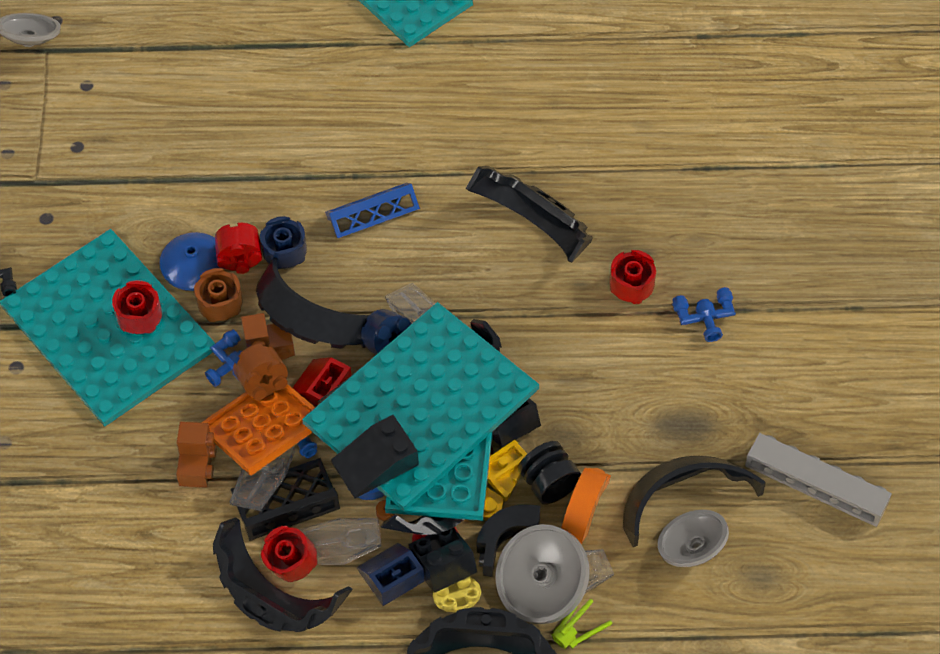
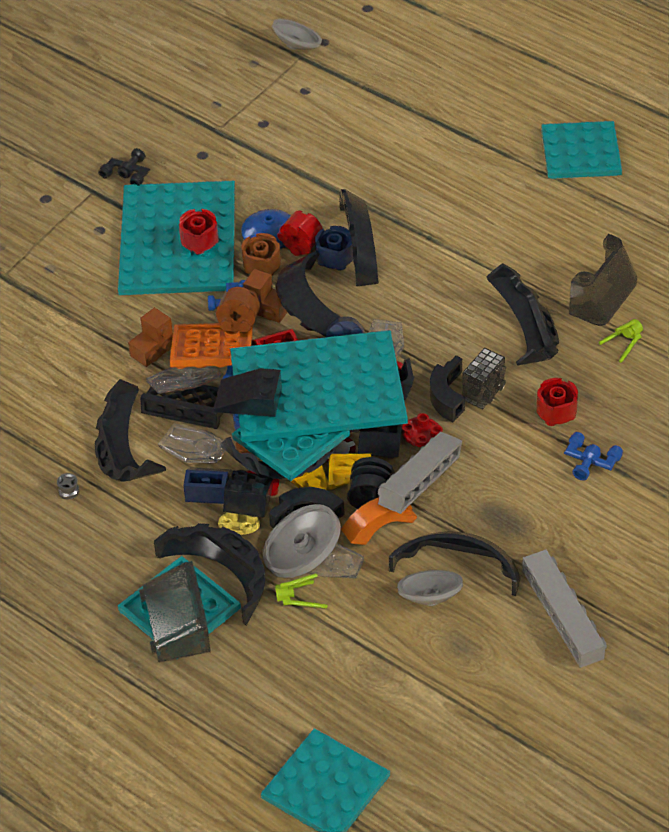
camera: 40 degrees right, 10 degrees down
(289, 553) = (152, 430): red brick -> none
(304, 210) = (361, 237): none -> black windscreen
(371, 201) = (418, 255): blue fence -> none
(522, 337) = (443, 398): none -> black arch
(547, 382) = (420, 430): none -> red dish
(552, 295) = (483, 378): none -> clear smoke brick
(573, 145) = (601, 295): none -> clear smoke windscreen
(586, 431) = (419, 472): none -> light grey brick
(627, 163) = (630, 330): none -> lime plant

